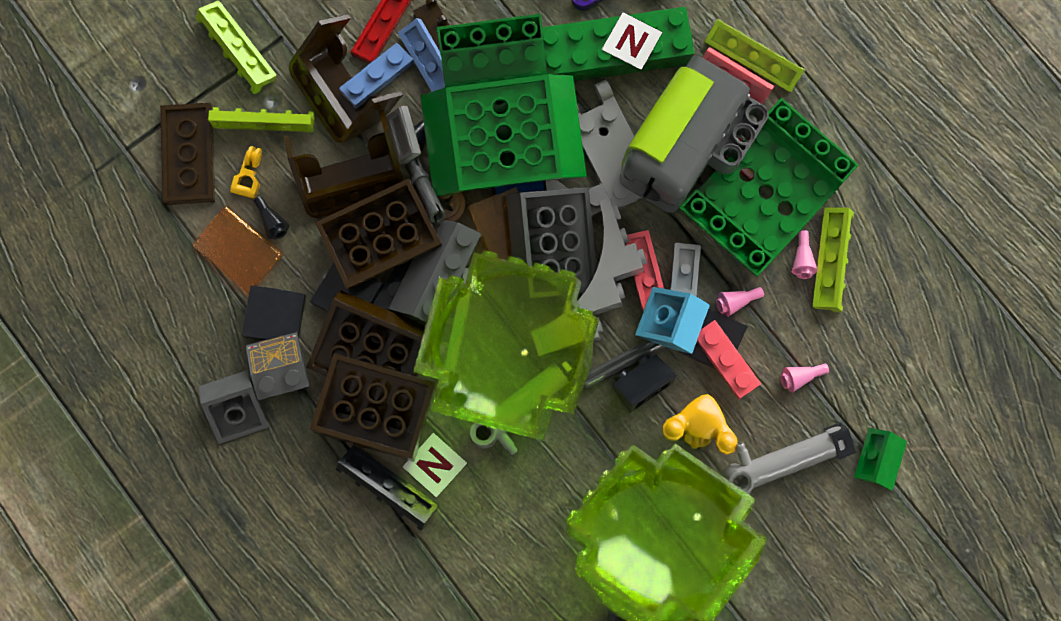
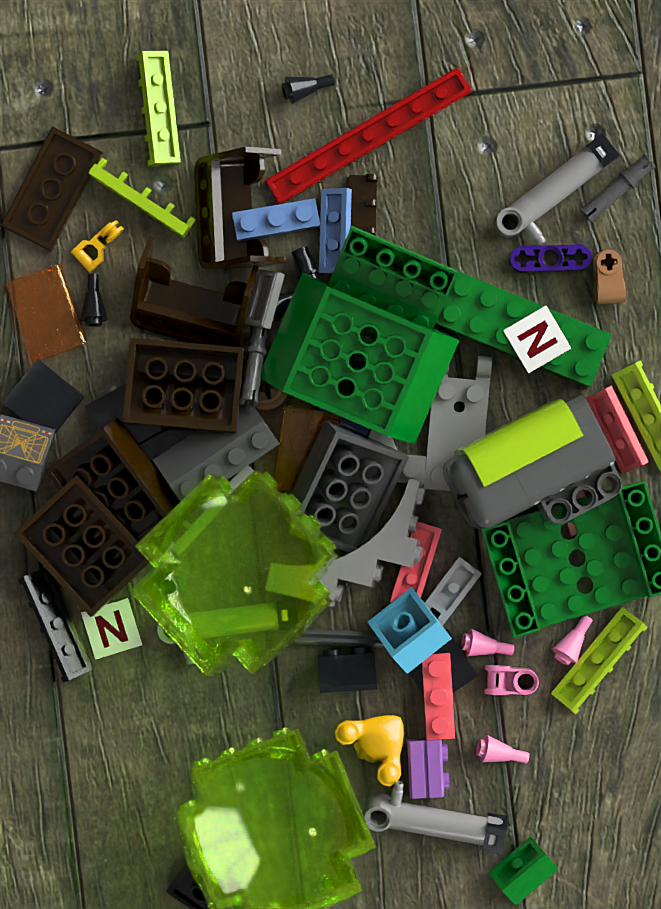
camera: 25 degrees right, 10 degrees up
(414, 91) = (304, 262): none -> black pin
(753, 422) = (426, 768): none -> medium lavender brick
(771, 317) = (508, 680): none -> bright pink piece

